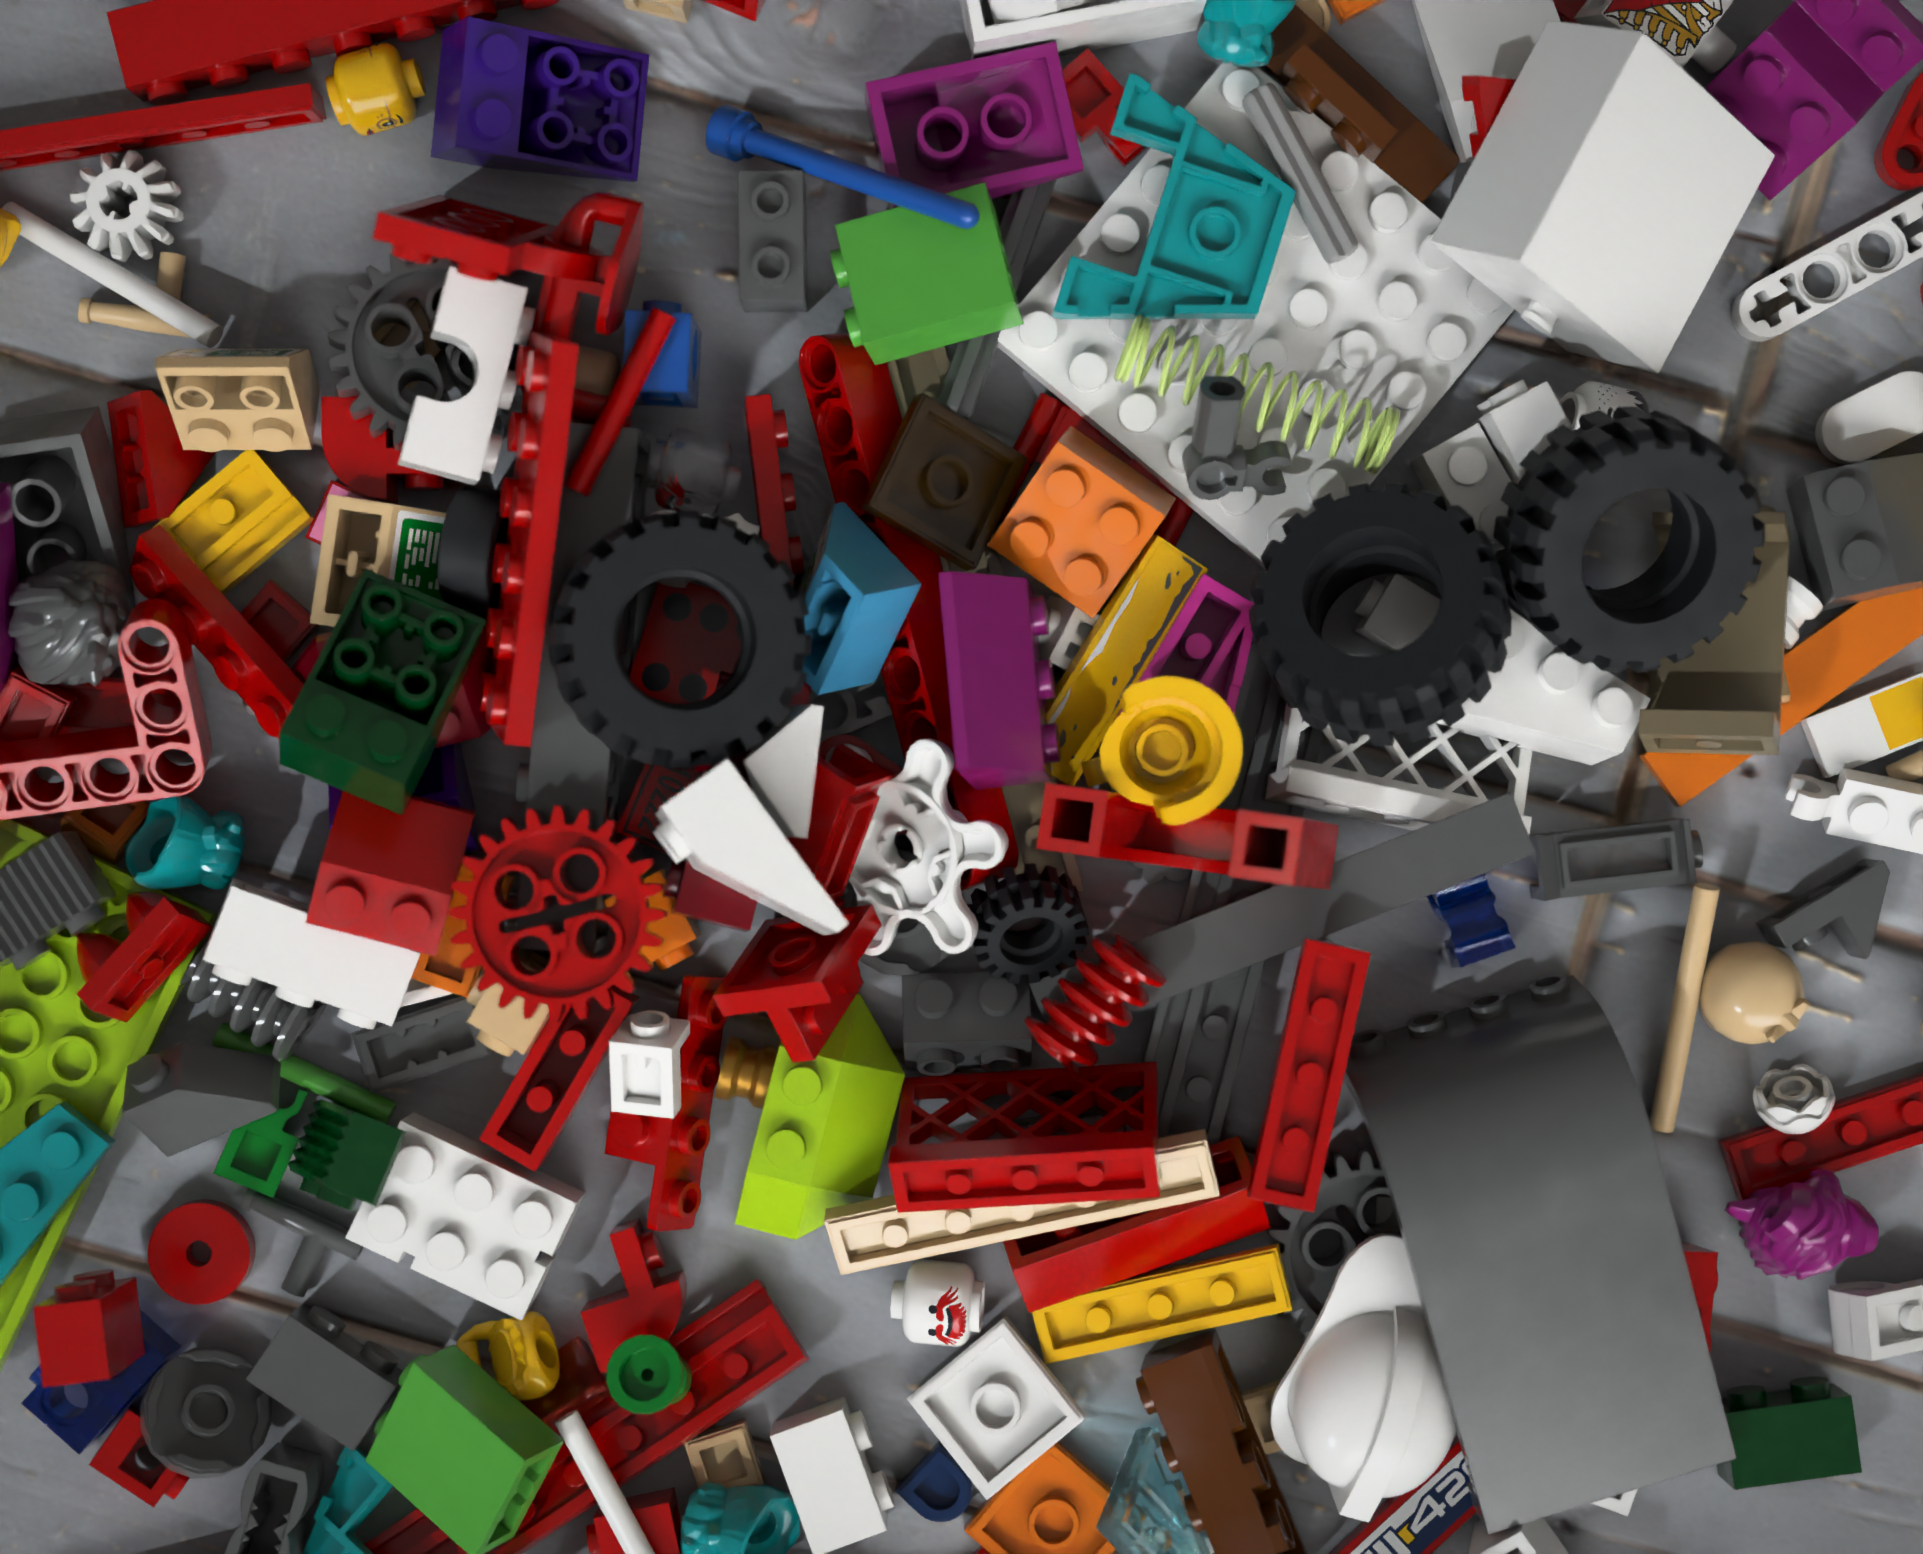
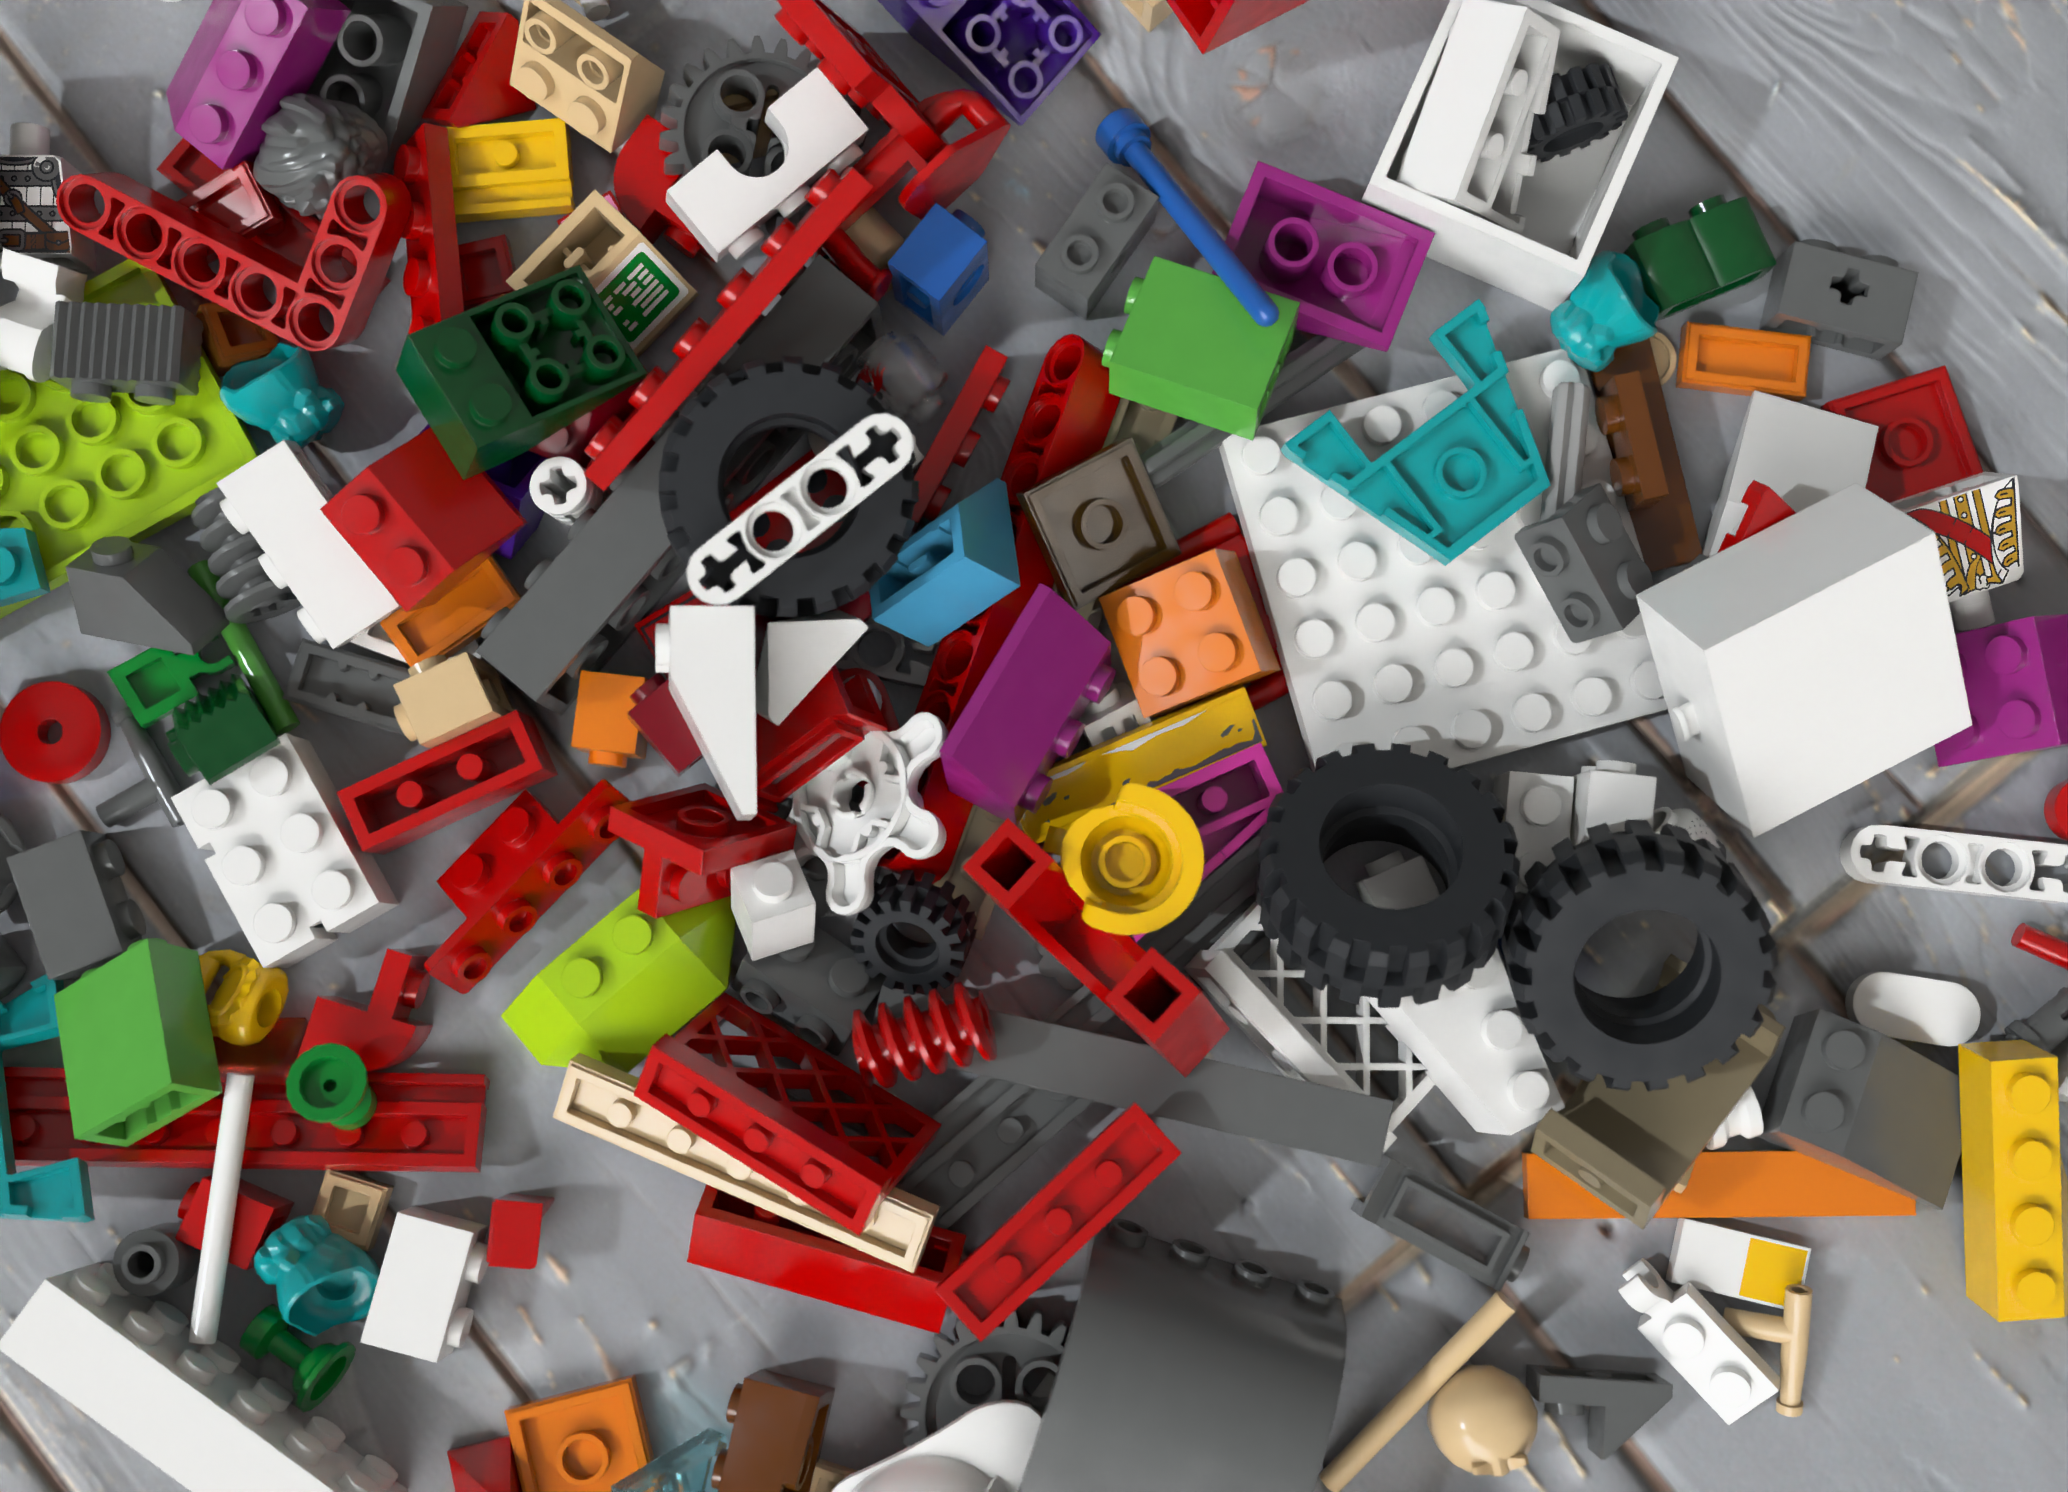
camera: 30 degrees right, 5 degrees down
(128, 973) = (164, 460): red tile -> none
(468, 548) = (672, 308): black tyre -> none
(486, 764) = (564, 490): none -> white hinge
(543, 856) = (507, 698): red gear -> none
(620, 402) = (878, 270): red bar -> none
(647, 1064) = (517, 827): white bracket -> none
(718, 657) = (805, 516): none -> white beam
(746, 1072) = (595, 892): pearl gold wheel -> none
(874, 1383) = (516, 1230): none -> red slope
(898, 982) = (772, 905): none -> white brick
(936, 1486) = (510, 1356): dark blue tile -> none
(939, 1303) = (619, 1200): white head -> none
(996, 1407) = (604, 1325): white plate -> none
(1094, 104) = (1432, 304): red plate -> none
(1166, 1304) = (807, 1337): yellow tile -> none
(1214, 460) = (1332, 653): dark grey bar -> none
(1371, 237) = (1586, 565): none -> dark grey bracket
(1377, 439) = (1479, 733): yellowish green piece -> none
(1472, 922) = (1287, 1190): clear blue leg -> none

